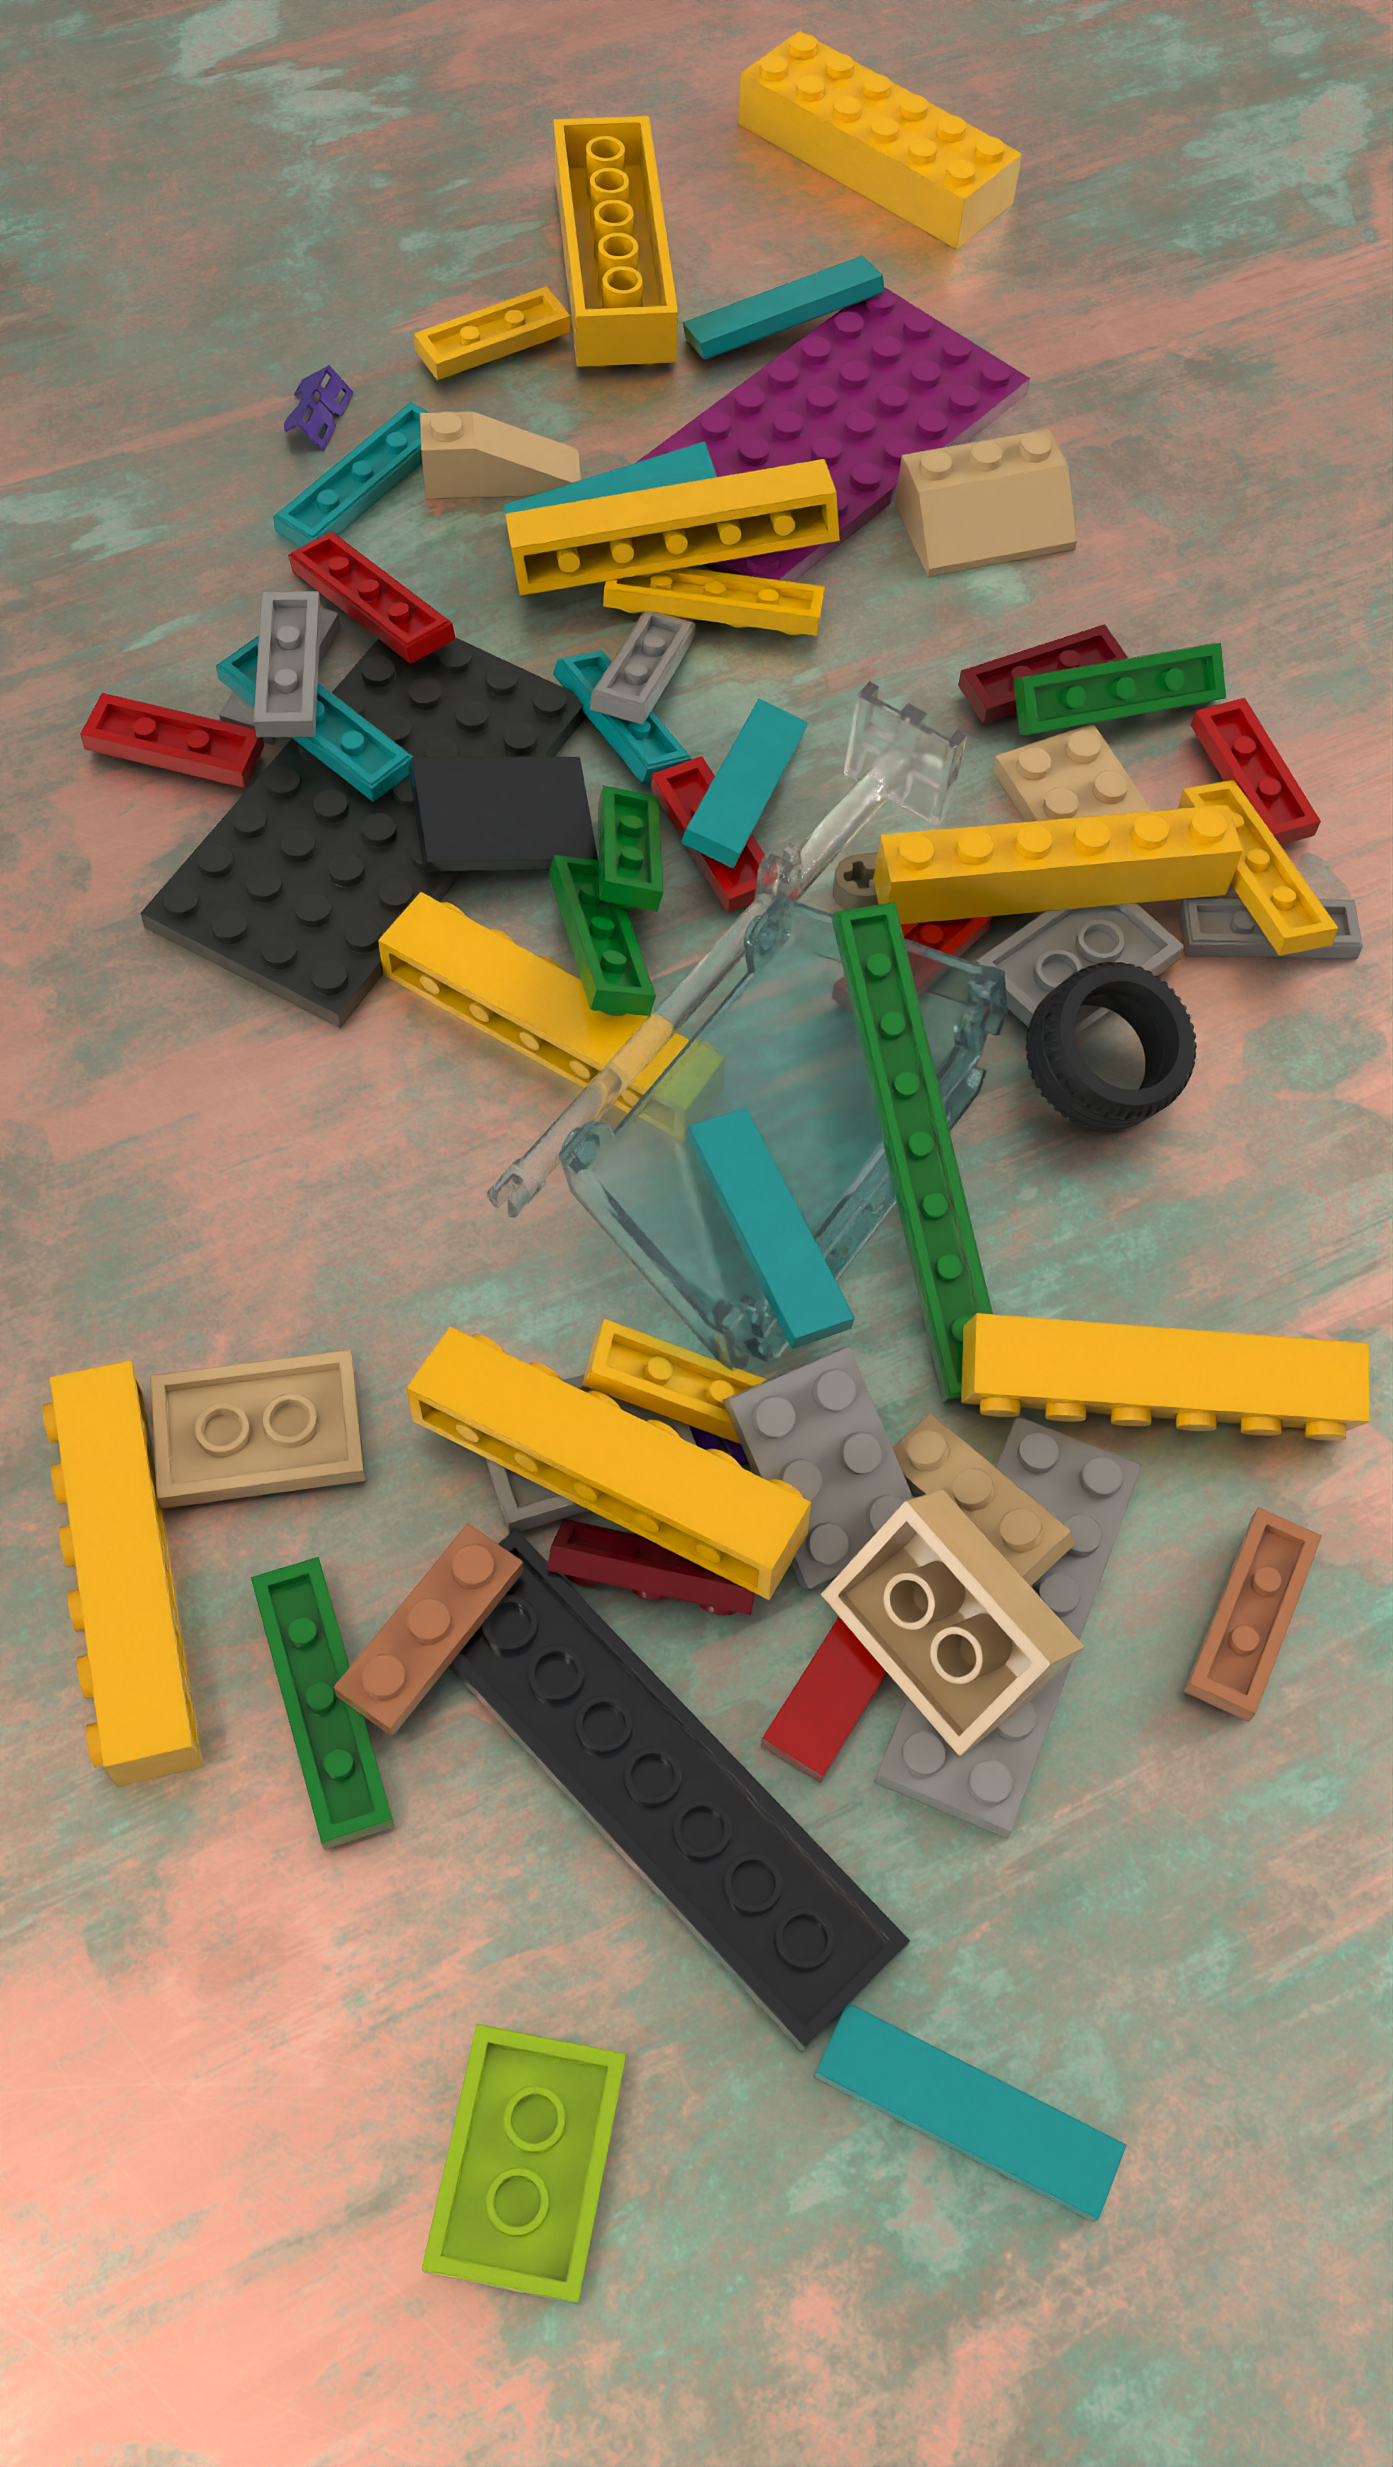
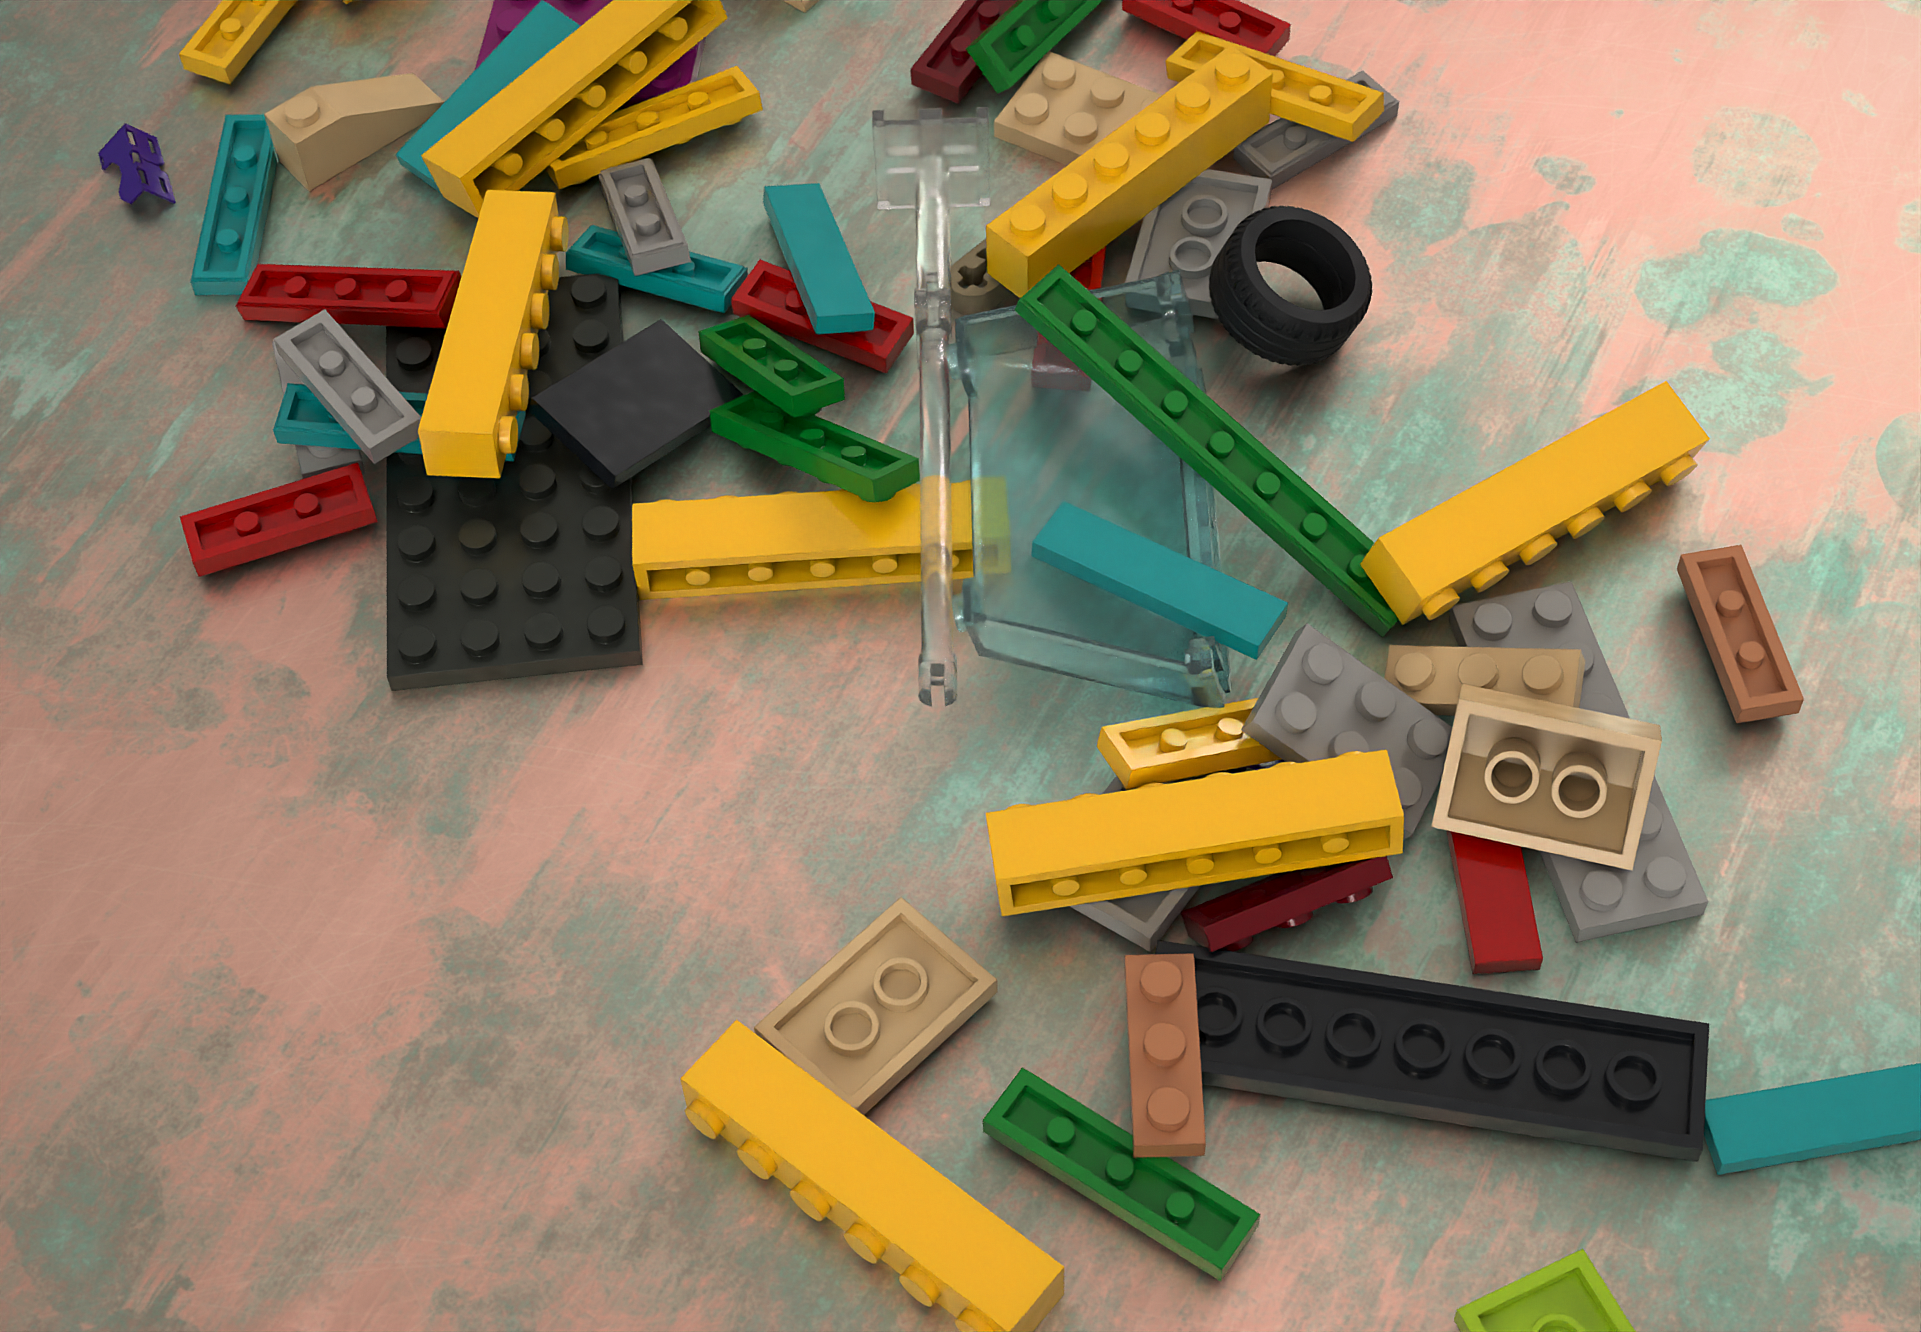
camera: 30 degrees left, 5 degrees down
(427, 688) = (493, 335): none -> yellow brick

